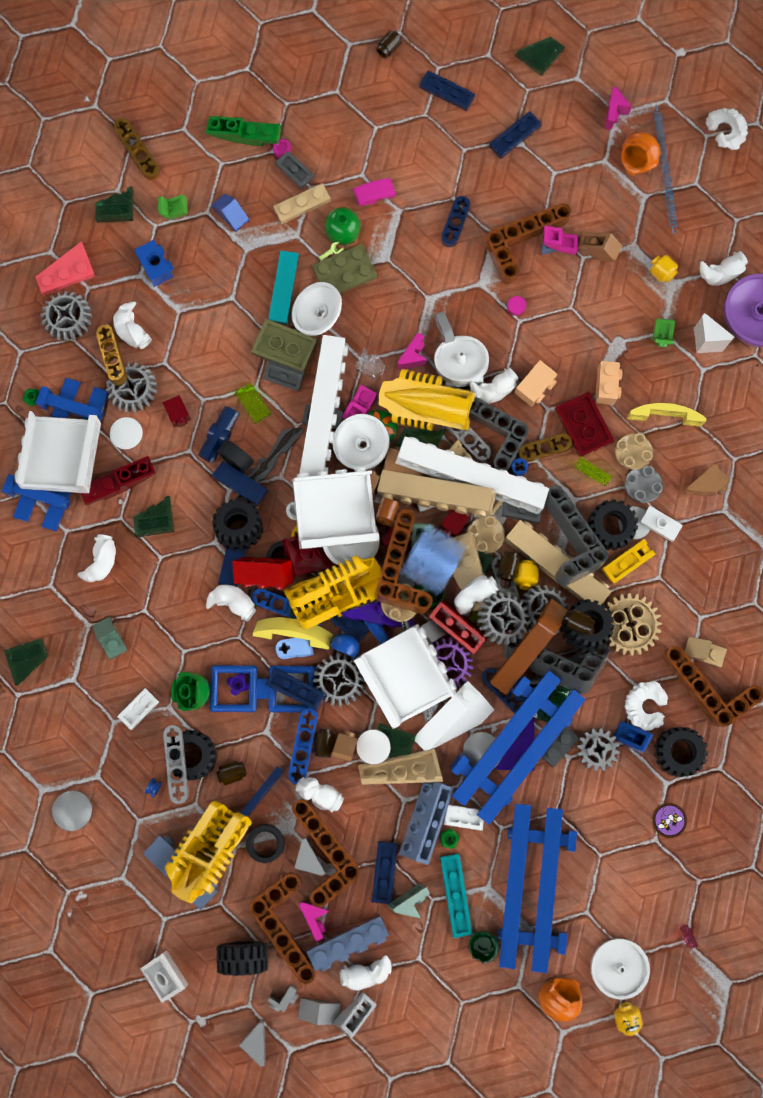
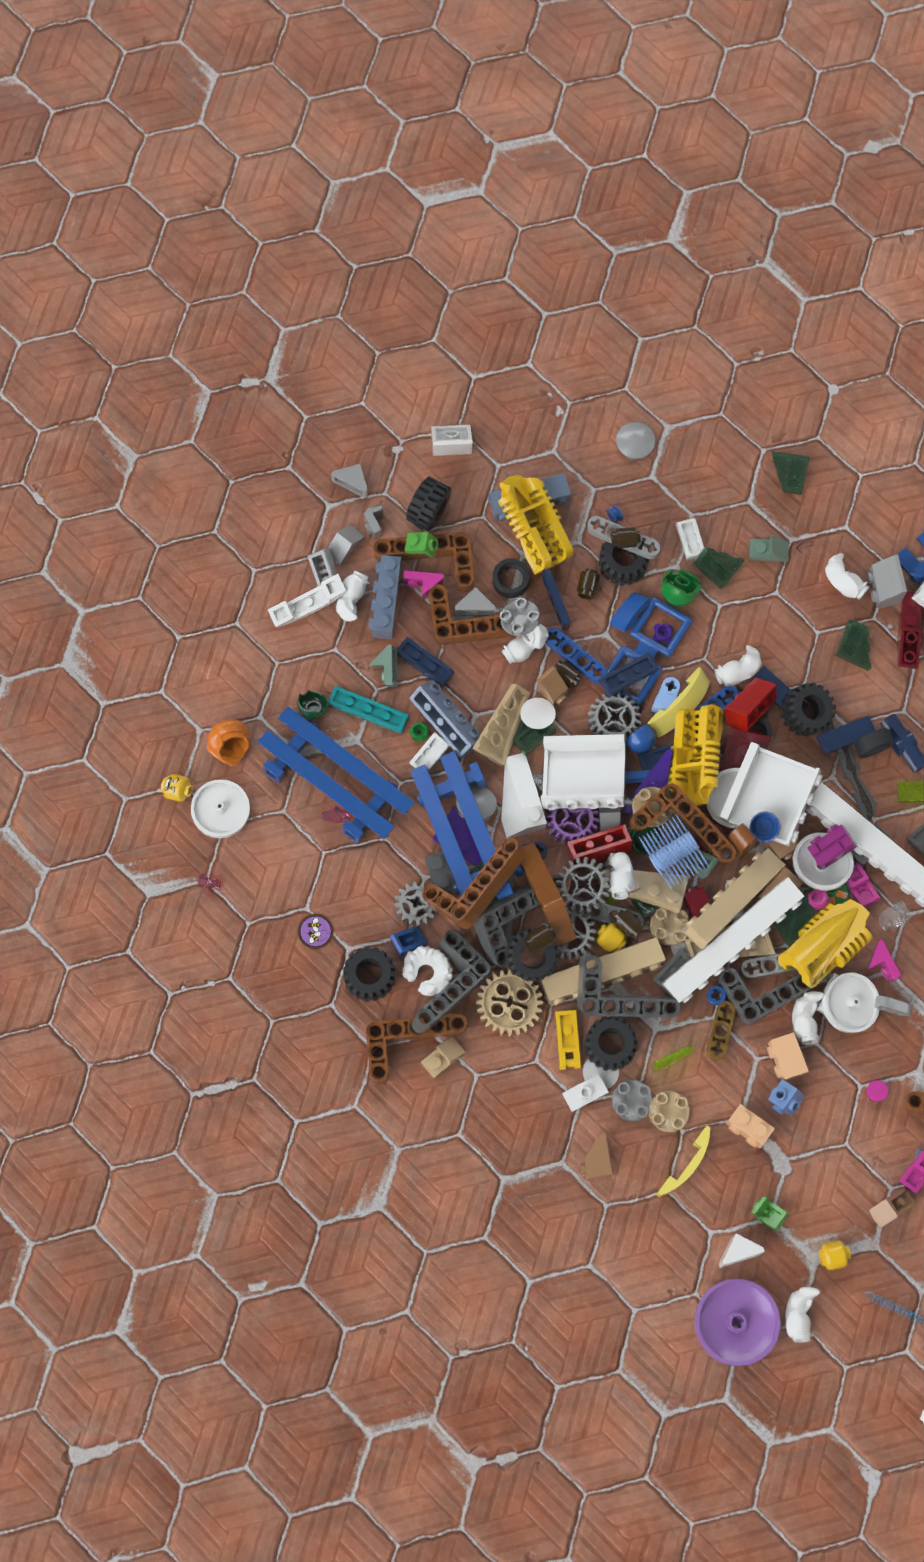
camera: 120 degrees right, 5 degrees down
(84, 521) = (887, 582): none -> light grey slope
(150, 671) = (717, 565): none -> clear green wing
(178, 760) = (625, 537): none -> dark brown brick
(236, 722) = (627, 613): none -> blue slope
(284, 940) = (421, 543): none -> bright green bracket
(301, 811) = (520, 617): none -> light grey dish
(349, 437) = (831, 846): none -> magenta brick
(367, 497) = (765, 826): none -> blue hair
(394, 429) = (818, 899): none -> dark pink tile
(394, 1010) = (308, 603): none -> white slope
(564, 700) = (479, 889): none -> dark orange beam
(565, 865) = (335, 815): none -> clear pink tile
(569, 367) = (786, 1098): none -> medium blue brick
(584, 424) = (722, 1080): dark red plate -> none
(648, 674) = (456, 987): none -> dark grey beam

